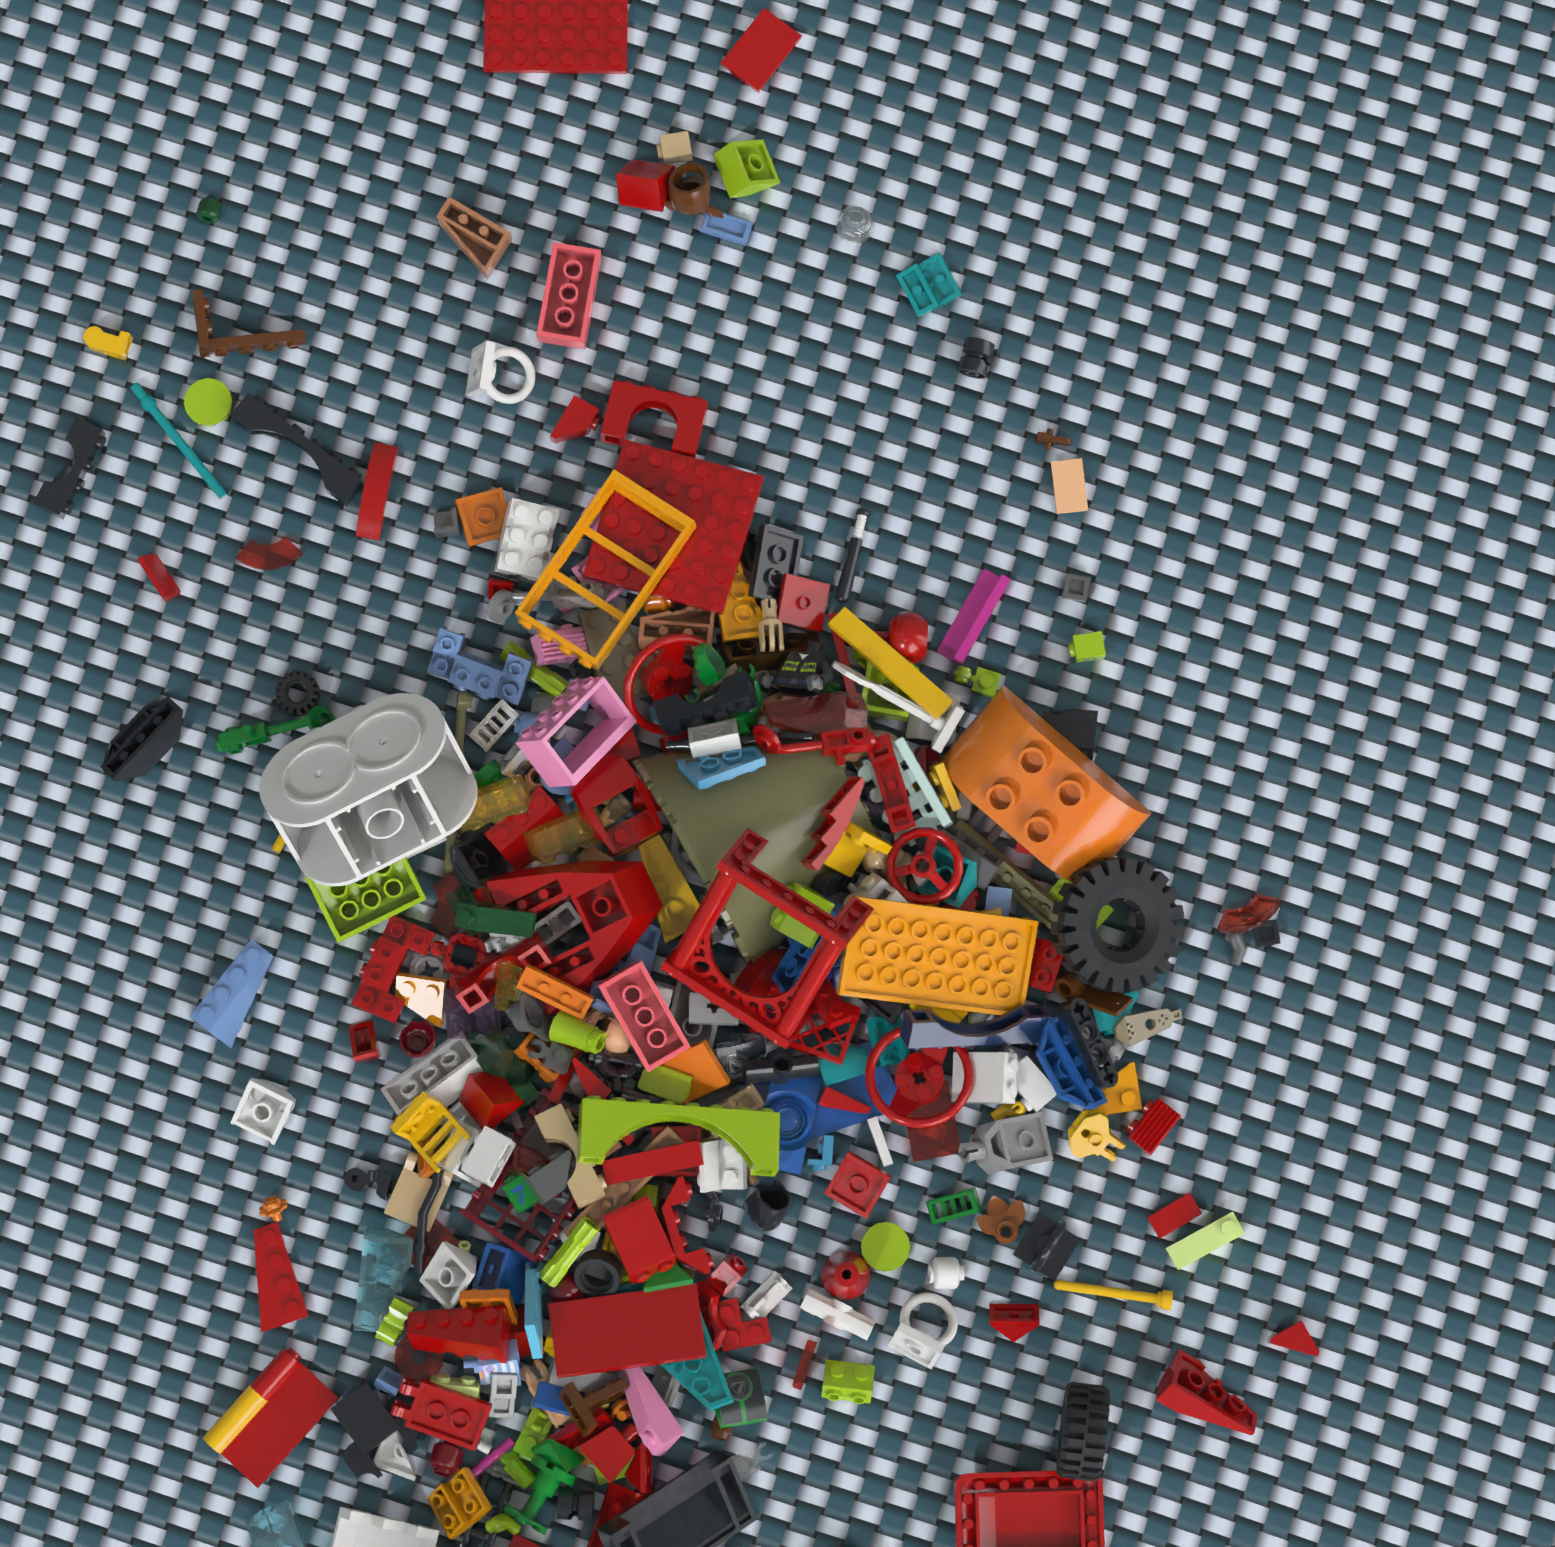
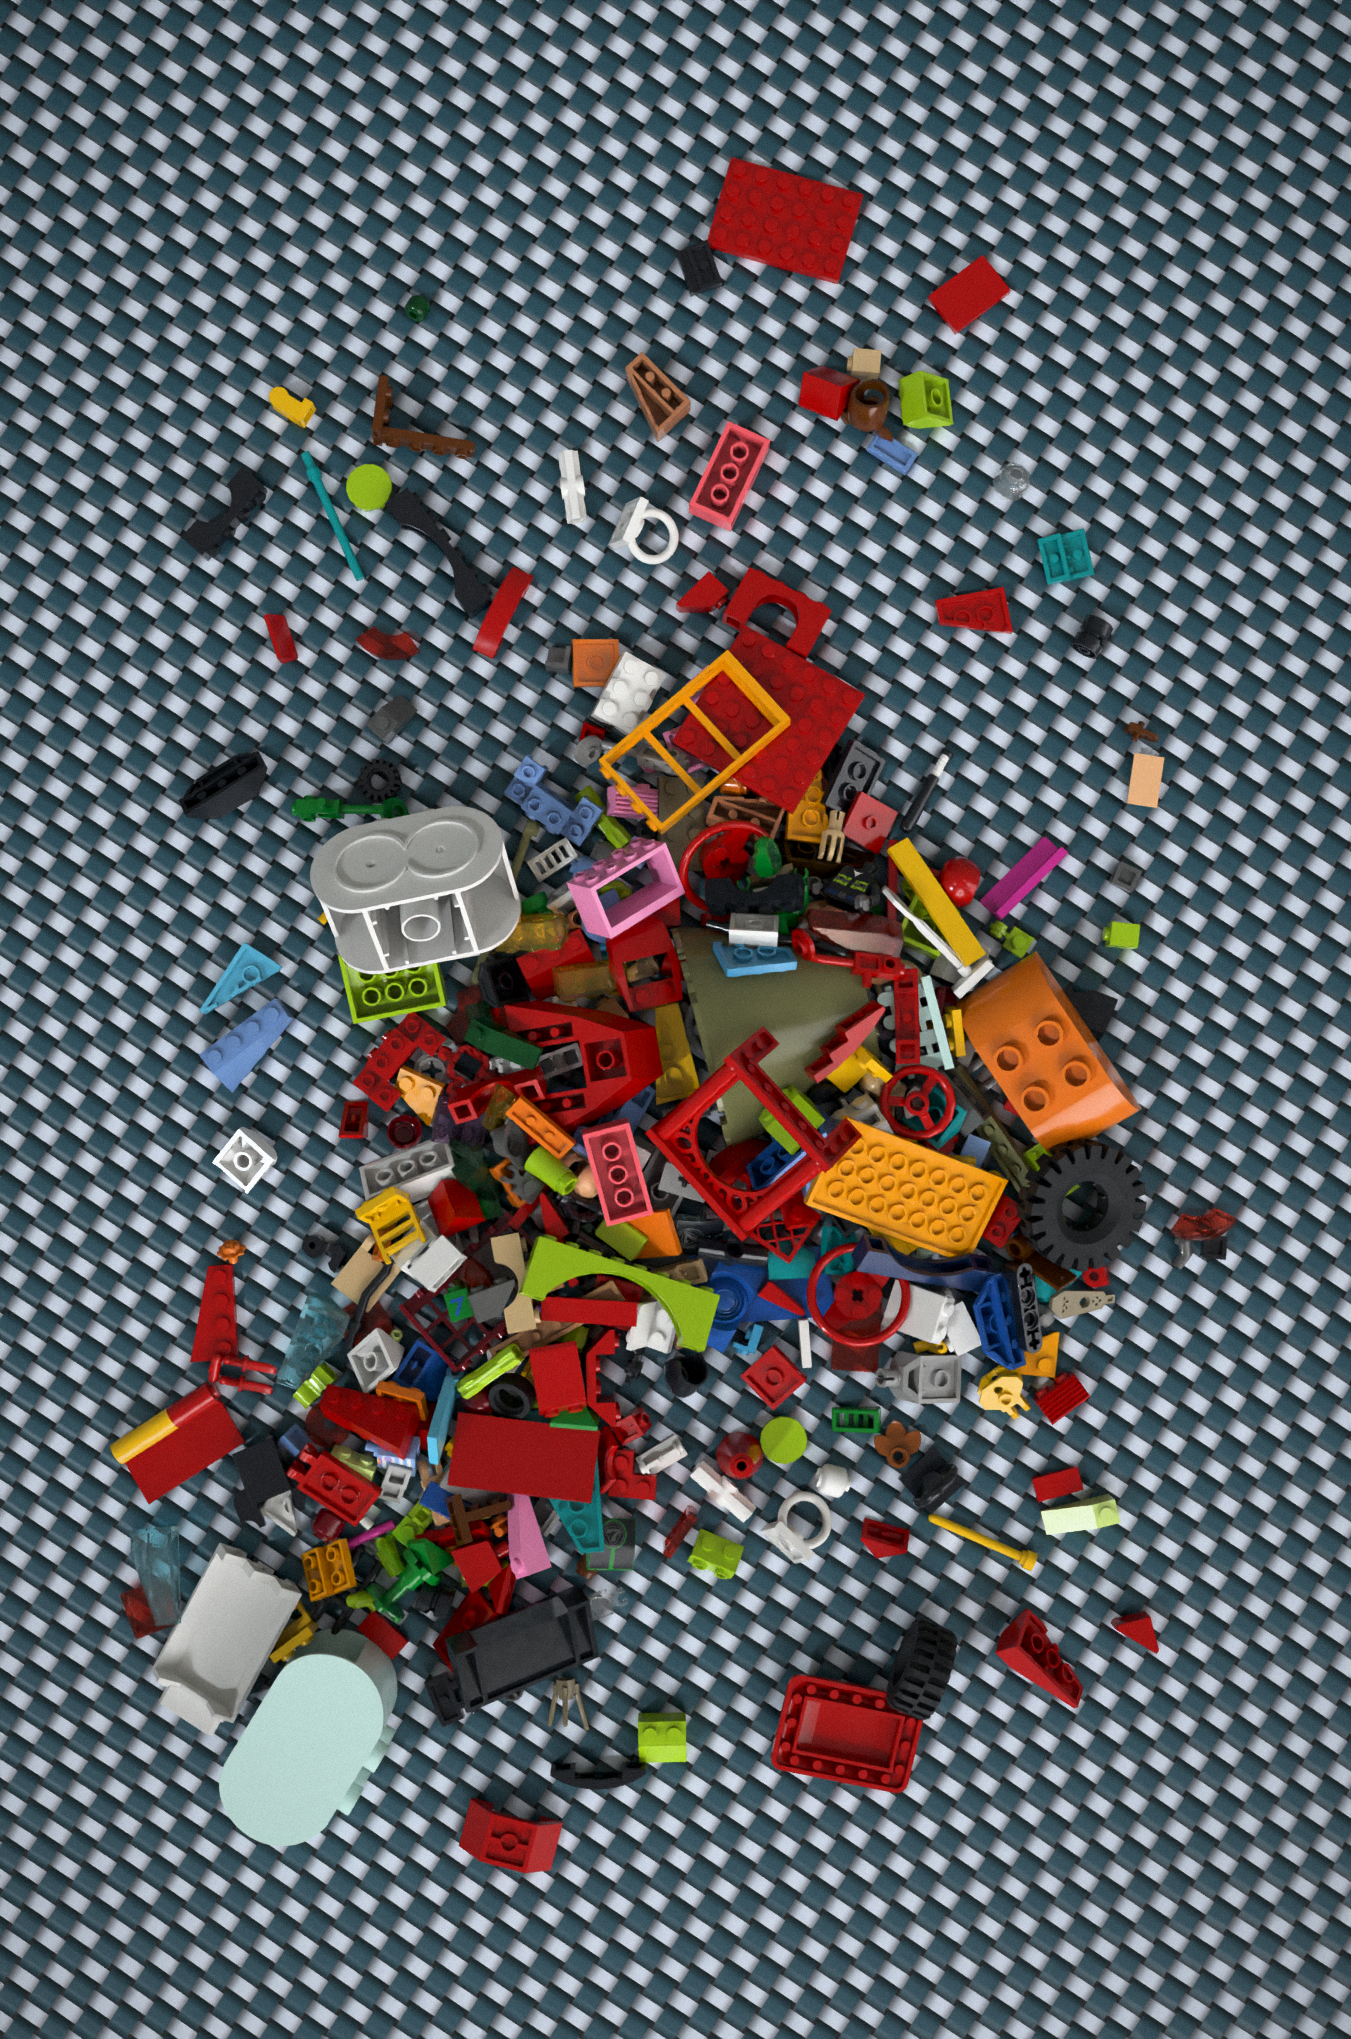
camera: 15 degrees right, 5 degrees up
(211, 923) = (245, 971): none -> medium azure wing
(293, 628) = (391, 718): none -> dark grey slope
(325, 1340) = (214, 1371): none -> red piece
(414, 347) = (572, 487): none -> white piece
(482, 96) = (698, 268): none -> black plate
(571, 735) = (620, 887): none -> lime arm
(853, 363) = (977, 611): none -> red wing
(1156, 993) = (1096, 1277): none -> red piece

